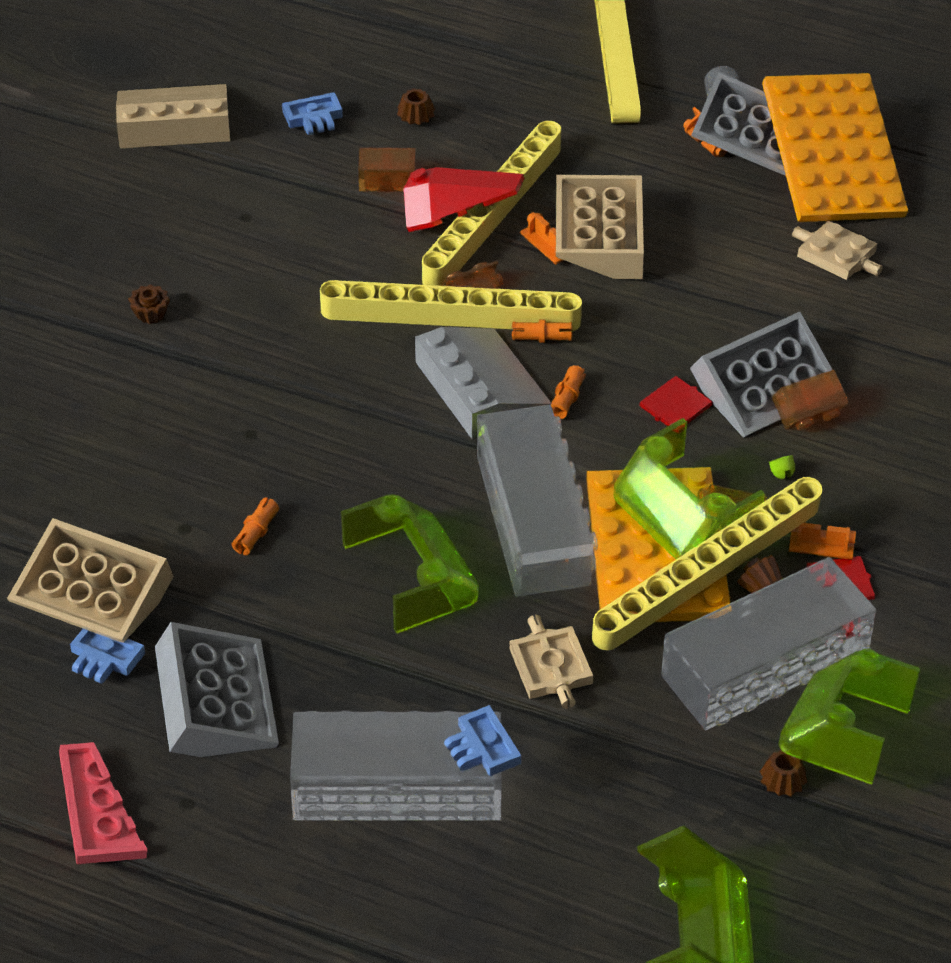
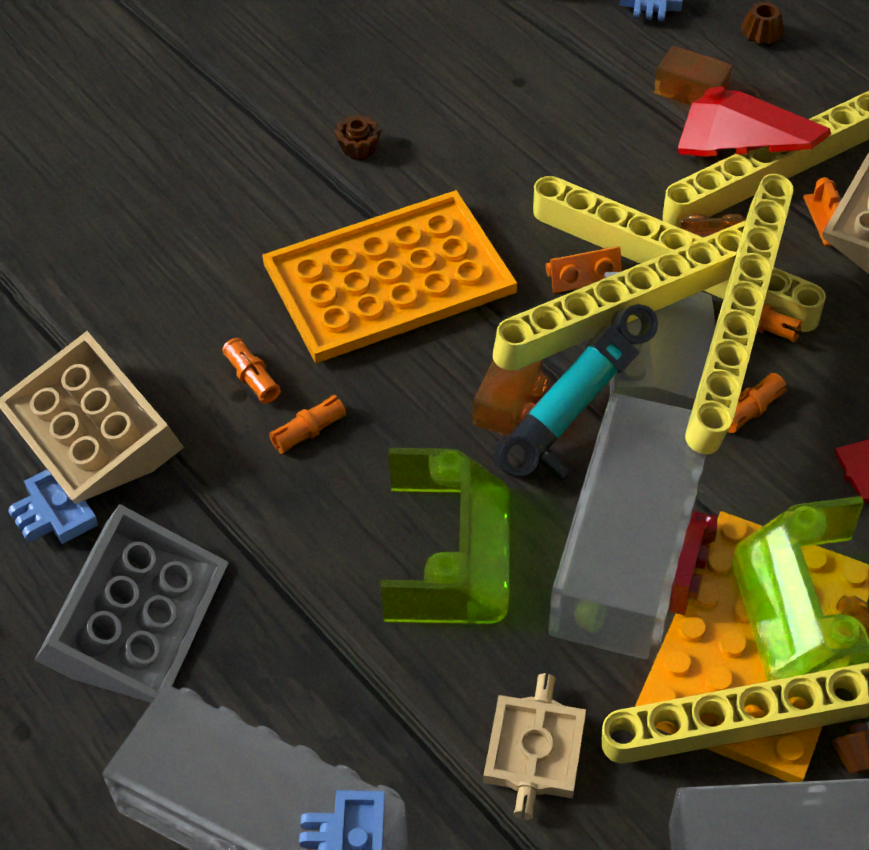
camera: 30 degrees right, 5 degrees up
(186, 505) = (251, 370): none -> orange pin
(243, 399) = (388, 275): none -> light orange plate
(391, 342) = (583, 268): none -> orange hinge
(391, 448) = (507, 396): none -> clear orange brick
(451, 342) = (585, 311): none -> light yellow beam
(458, 390) = (604, 357): none -> piece
(538, 326) = (739, 316): none -> light yellow beam
(591, 501) = (694, 555): none -> dark red hinge

